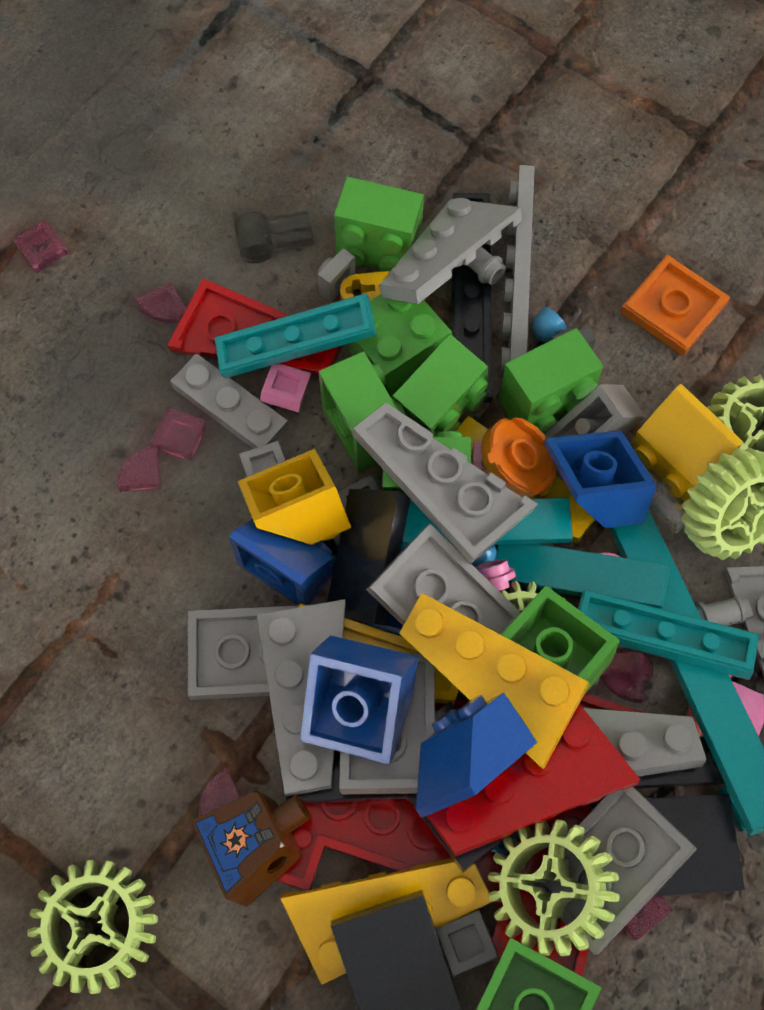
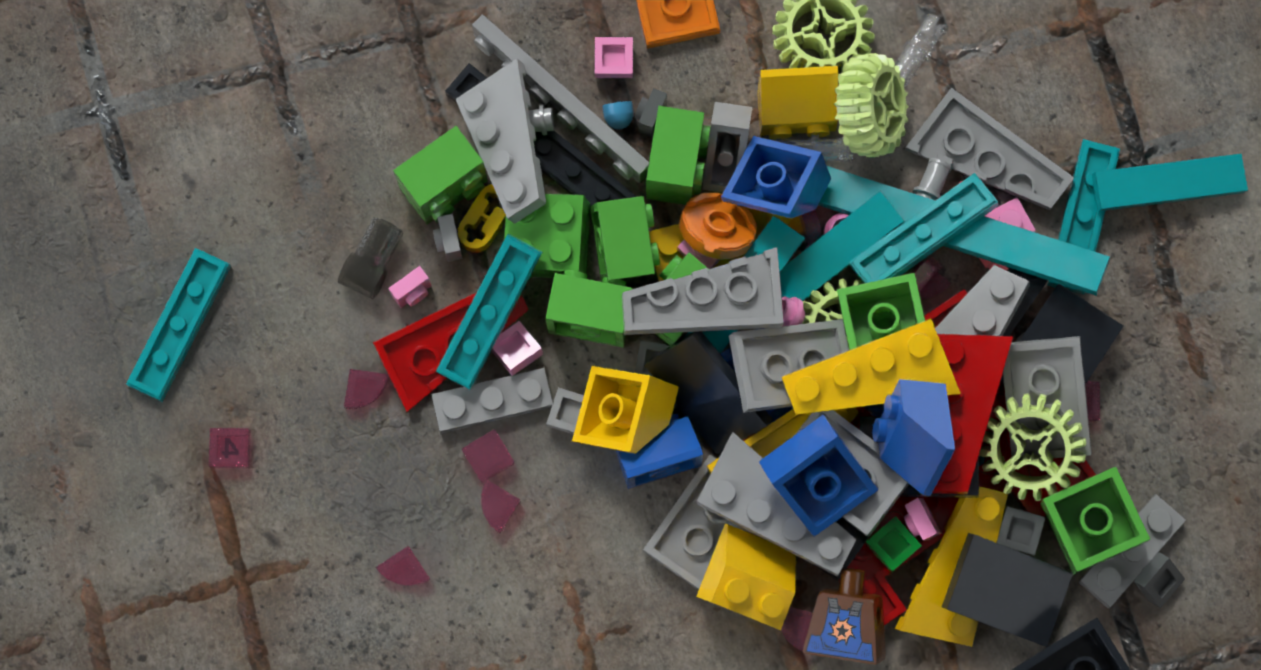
camera: 50 degrees left, 10 degrees up
(33, 438) = (403, 569): none -> clear pink tile
(112, 148) = (178, 325): none -> teal tile
(226, 721) = (750, 577): none -> yellow slope
(272, 275) = (411, 288): none -> bright pink plate
(357, 827) = (893, 544): none -> green plate
(401, 836) = (920, 520): none -> bright pink plate
(589, 288) = (613, 57): none -> bright pink plate
(590, 536) = (811, 227): none -> clear pink tile

